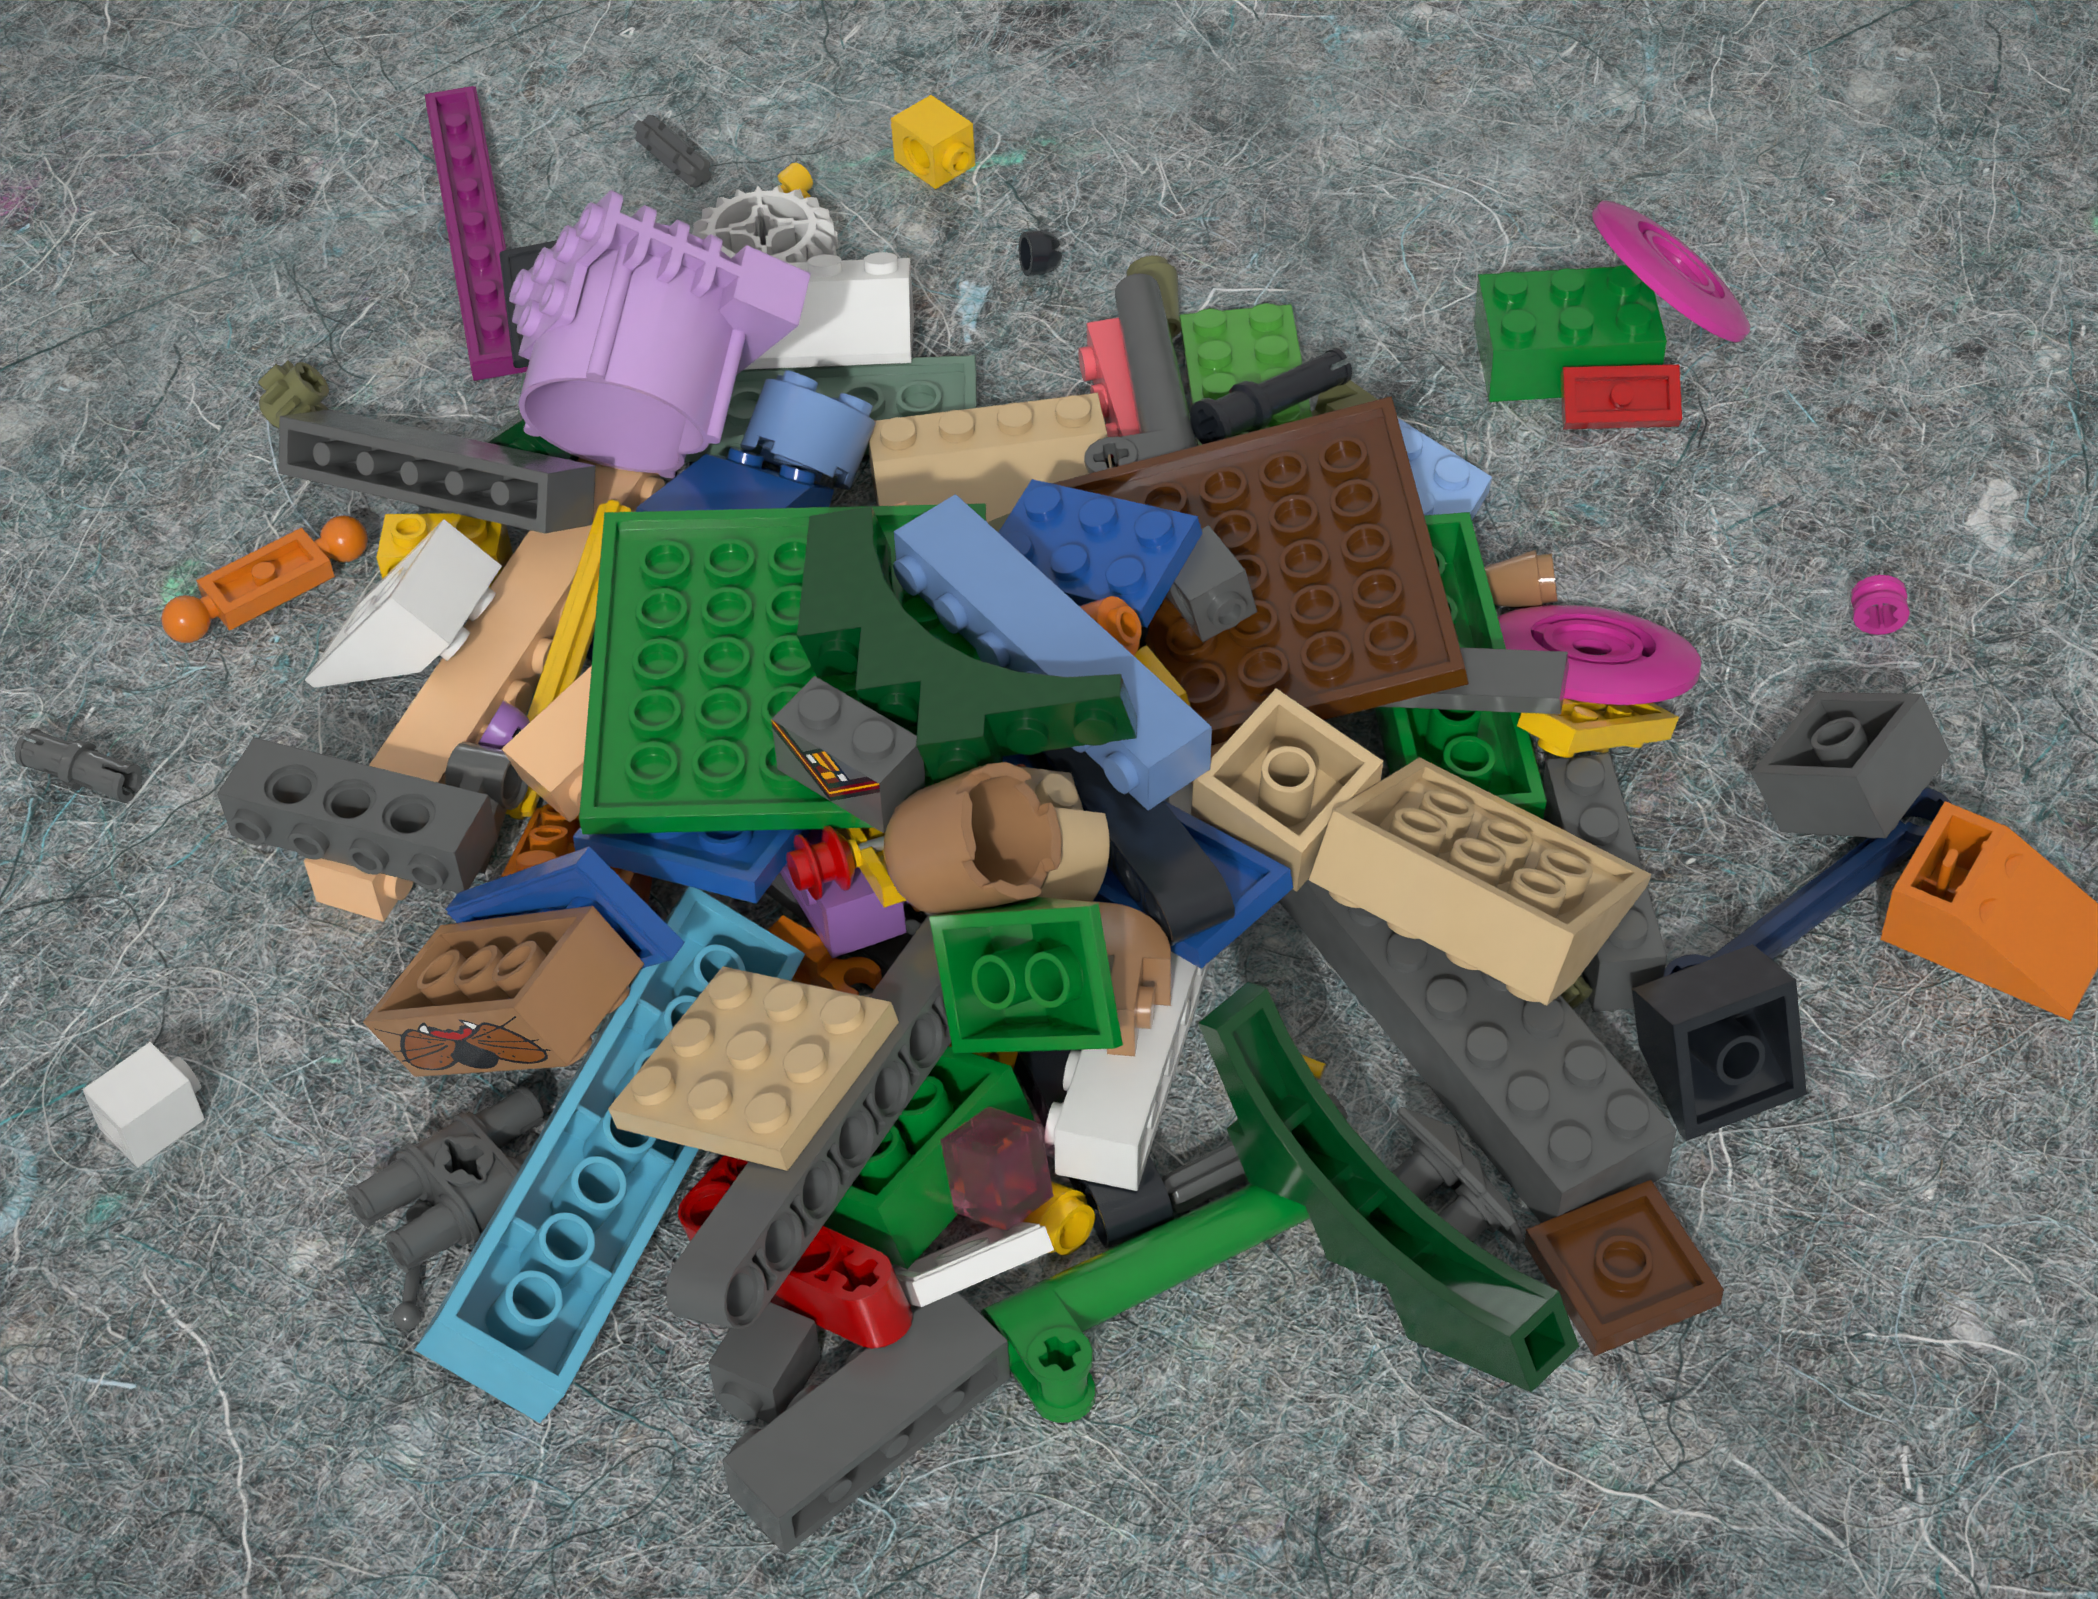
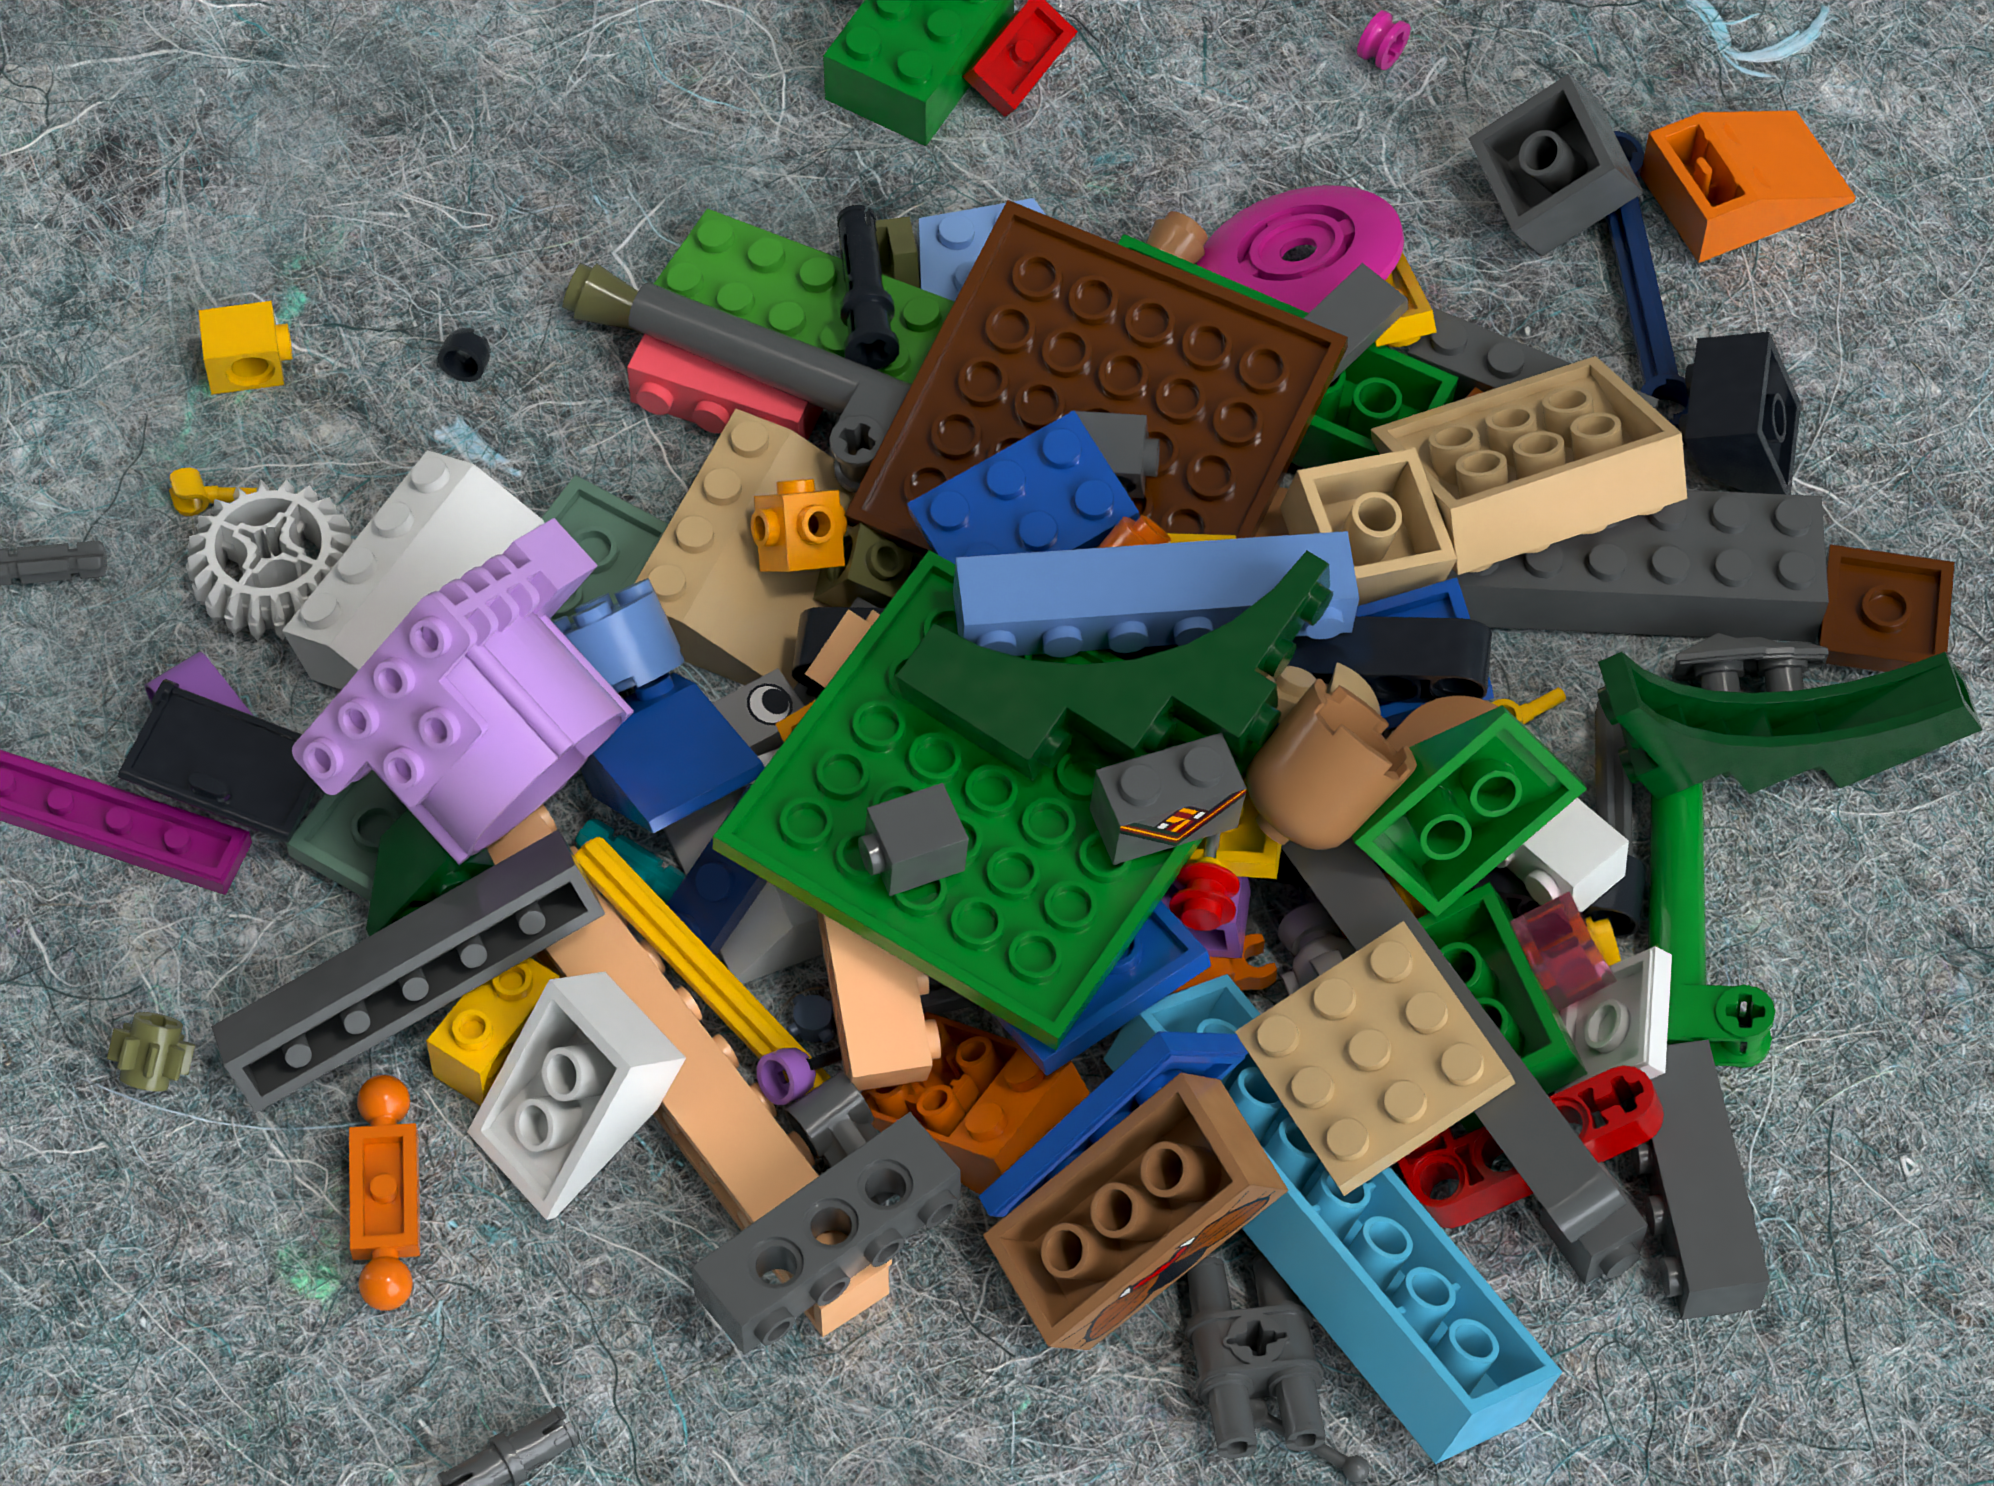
camera: 60 degrees left, 10 degrees up
(680, 618) = (914, 840): none -> dark grey brick
(984, 472) = (799, 528): none -> light orange brick

